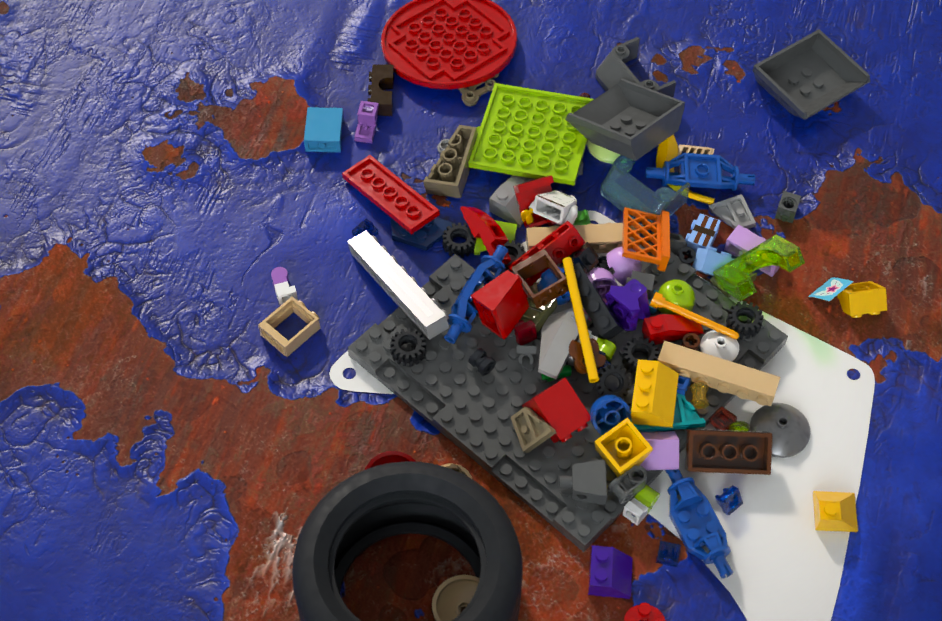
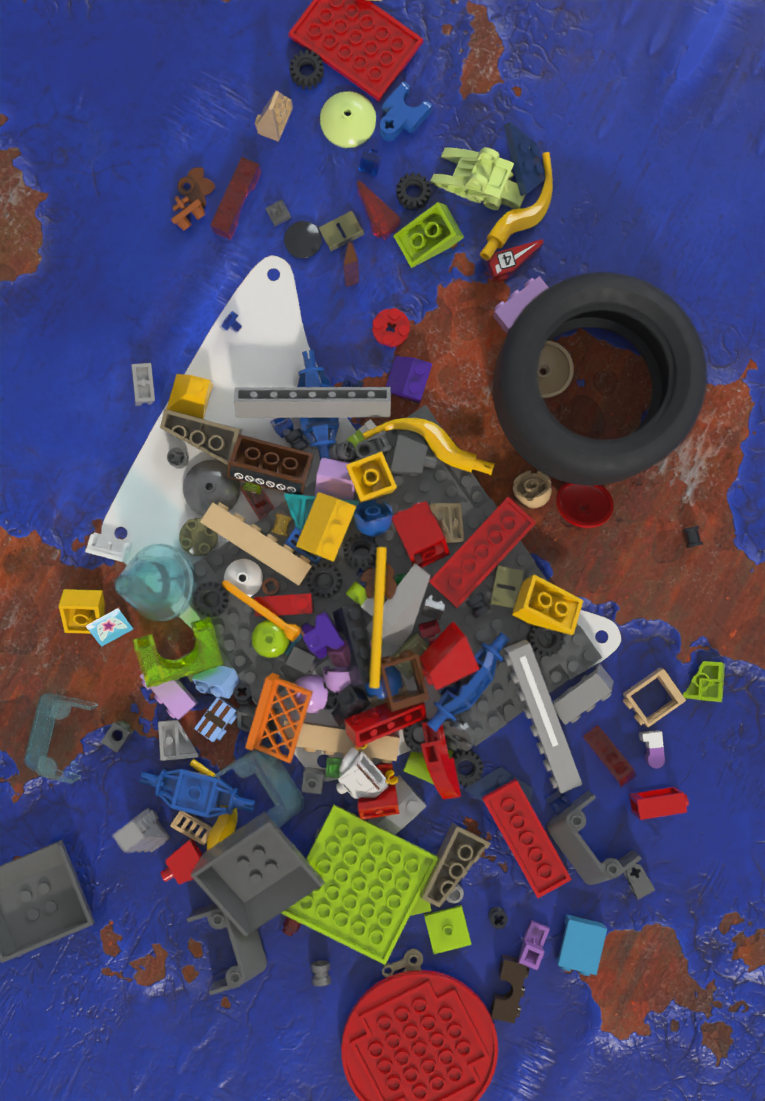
camera: 170 degrees left, 30 degrees up
(236, 350) = (707, 683): none -> lime slope
(271, 477) = (692, 536): none -> black bush
(276, 247) = (658, 803): none -> red window
(281, 184) = (638, 881): none -> dark grey piece
(323, 271) = (610, 756): none -> clear red slope
(351, 205) = (565, 833): none -> dark grey windscreen
(358, 314) = (583, 695): none -> light grey wedge
(402, 132) = (499, 924): none -> black bush
(413, 368) = (547, 605): none -> yellow slope
(443, 122) = (447, 929): none -> lime plate
(458, 375) = (507, 577): none -> olive piece
(472, 257) = (458, 735): none -> dark grey plate
(489, 411) = (482, 552): none -> red plate
(547, 73) = (320, 973): none -> flat silver wheel
(561, 505) = (439, 443): none -> yellow animal
(597, 203) = (313, 780): none -> dark grey brick
(659, 479) = (342, 452): none -> dark grey wheel
(693, 127) = (182, 862): none -> red torso
(705, 516) = (312, 402): none -> light grey brick
(709, 486) = (296, 440): none -> black wheel
(739, 132) = (142, 833): none -> light grey wedge
(787, 379) = (197, 538): none -> olive dish
(804, 323) = (158, 582): none -> clear light blue cone
(809, 471) = (205, 435): none -> dark tan wedge
(820, 590) = (230, 322): none -> clear blue tile
(824, 446) = (174, 458): none -> dark grey wheel
(853, 213) = (49, 708): none -> clear light blue windscreen
(859, 354) = (108, 547): none -> white hinge
(889, 508) = (143, 383): none -> light grey hinge

